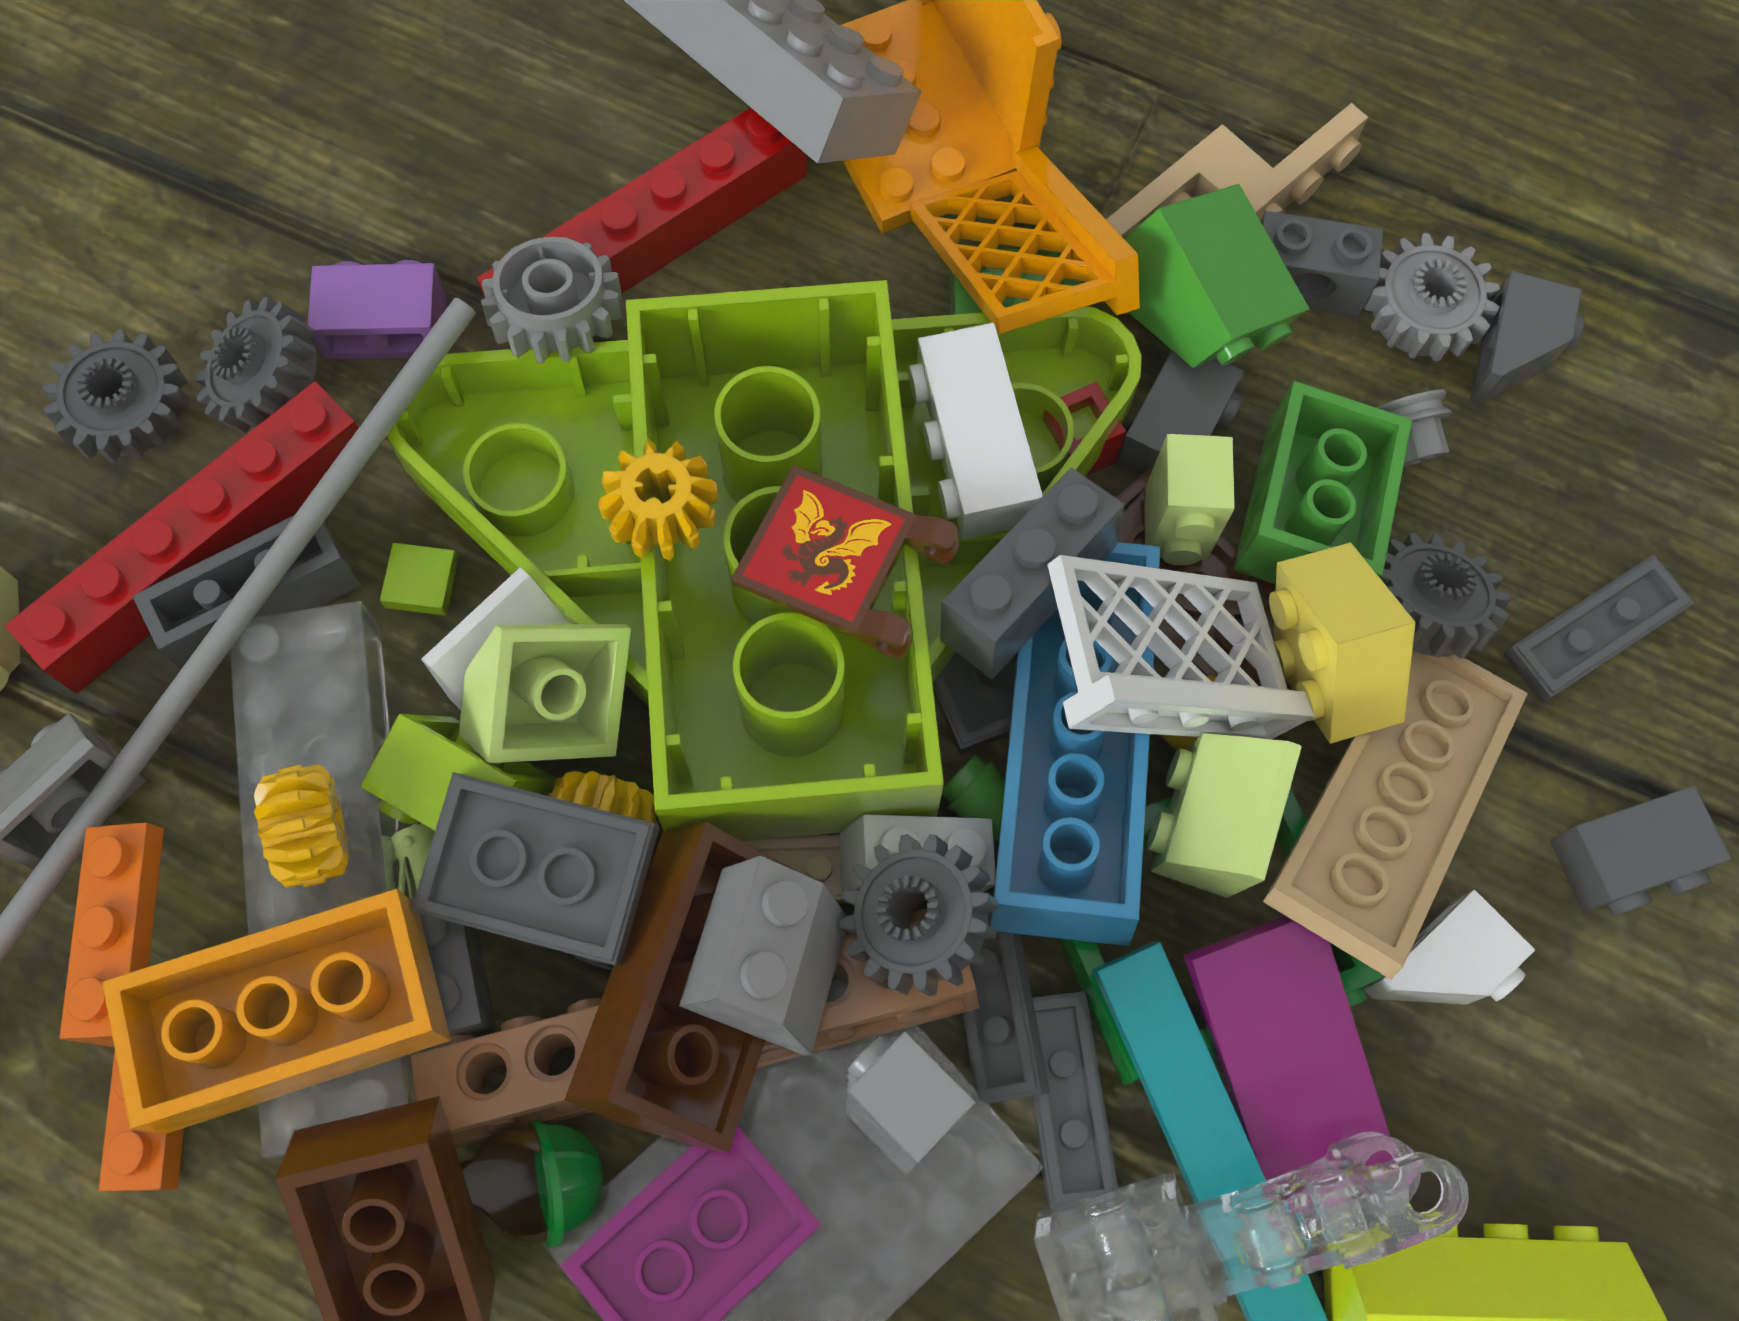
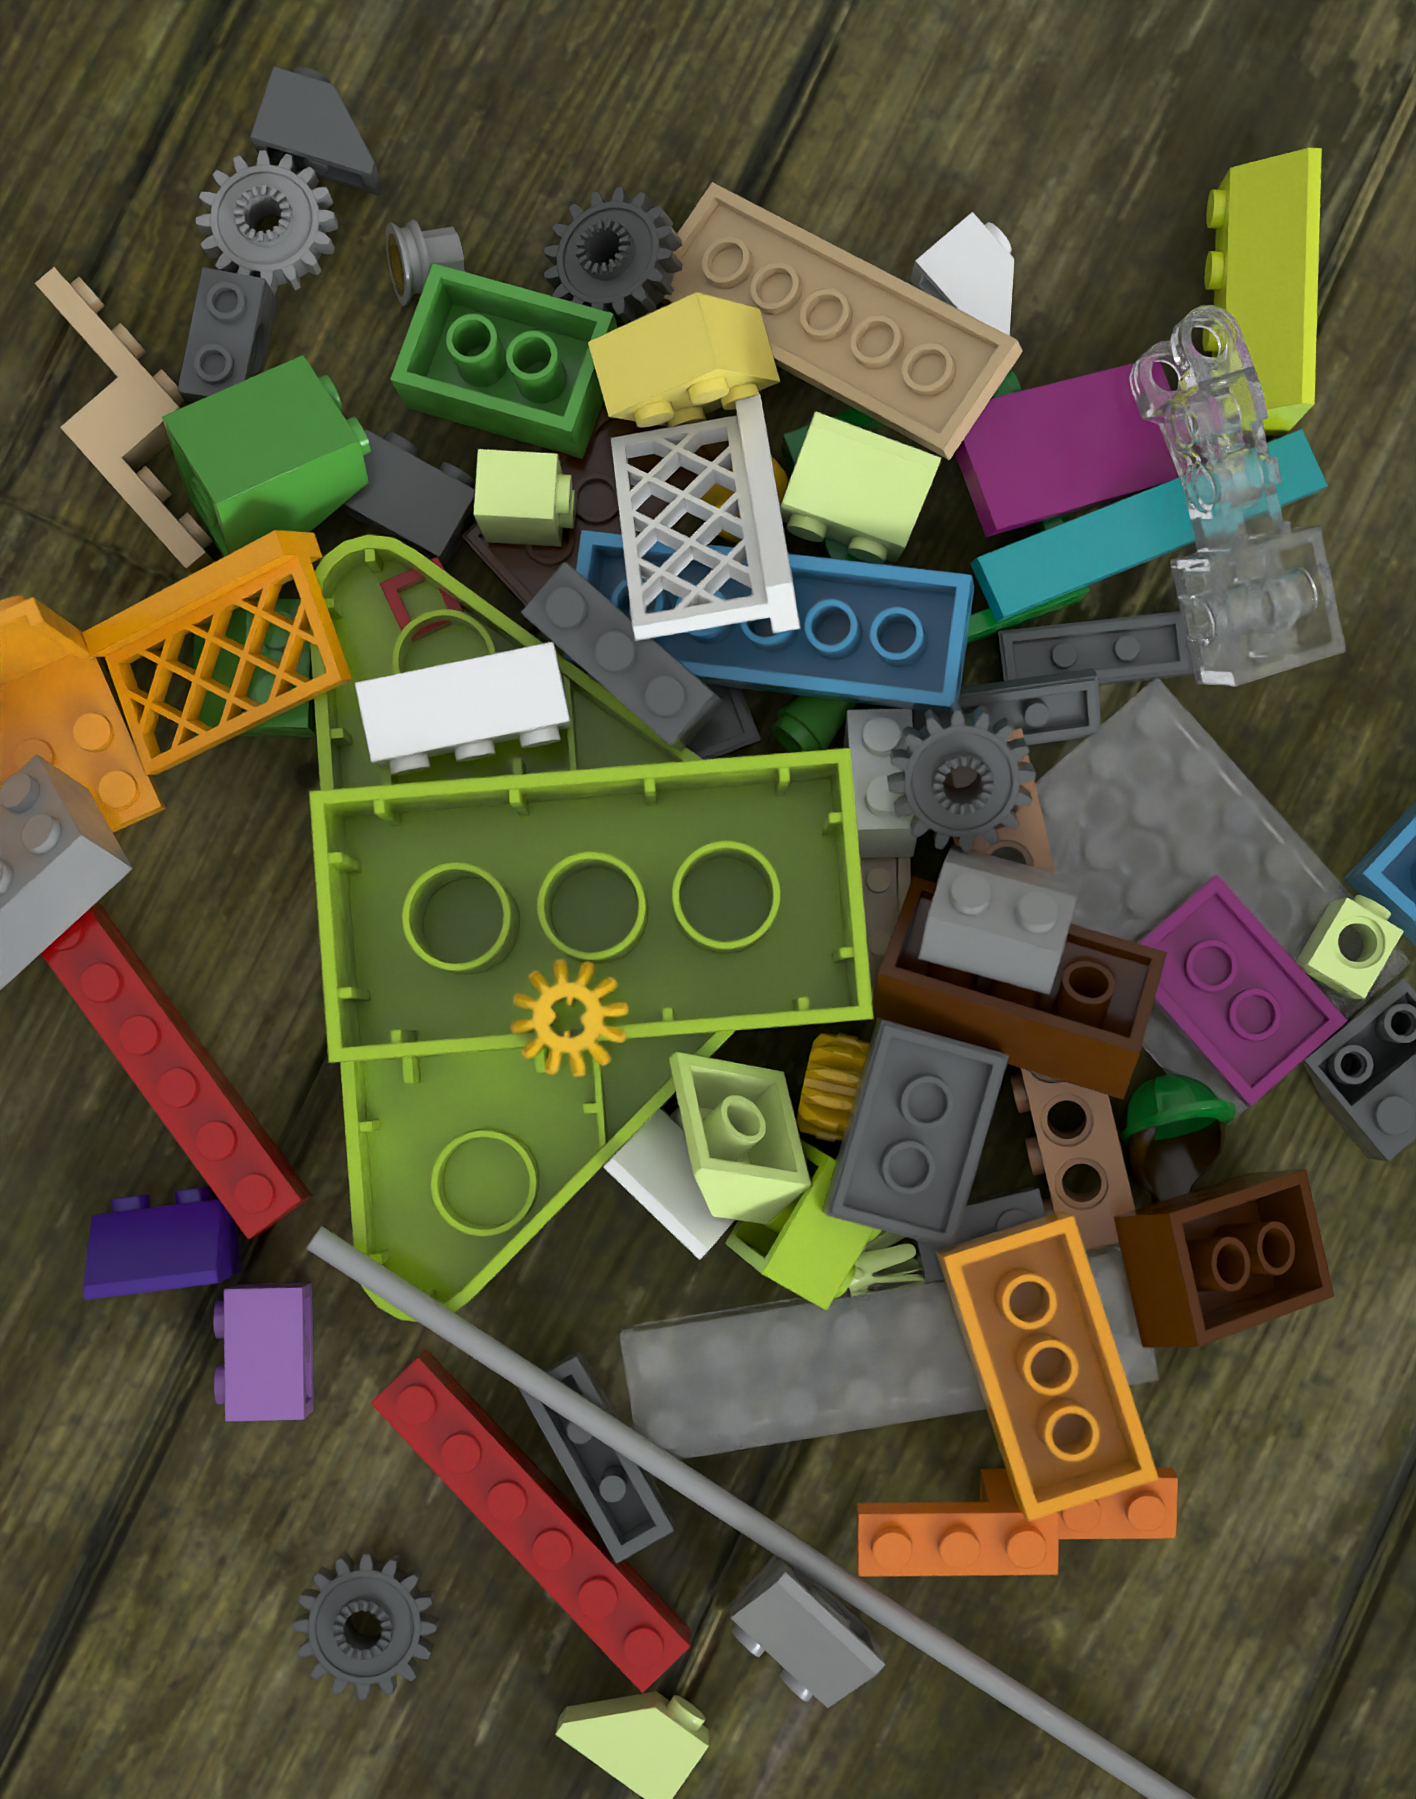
camera: 90 degrees left, 15 degrees up
(256, 364) = (341, 1471): dark grey gear -> none
(301, 825) = (871, 1358): yellow gear -> none
(419, 579) = (574, 1287): lime tile -> none
(471, 208) = (160, 1245): none -> dark purple slope
(551, 297) = (259, 1148): light grey gear -> none
(832, 552) = (619, 850): flag -> none
(903, 1099) = (1141, 792): light grey brick -> none
(1598, 628) = (638, 100): dark grey tile -> none
(1639, 850) = (871, 97): dark grey brick -> none

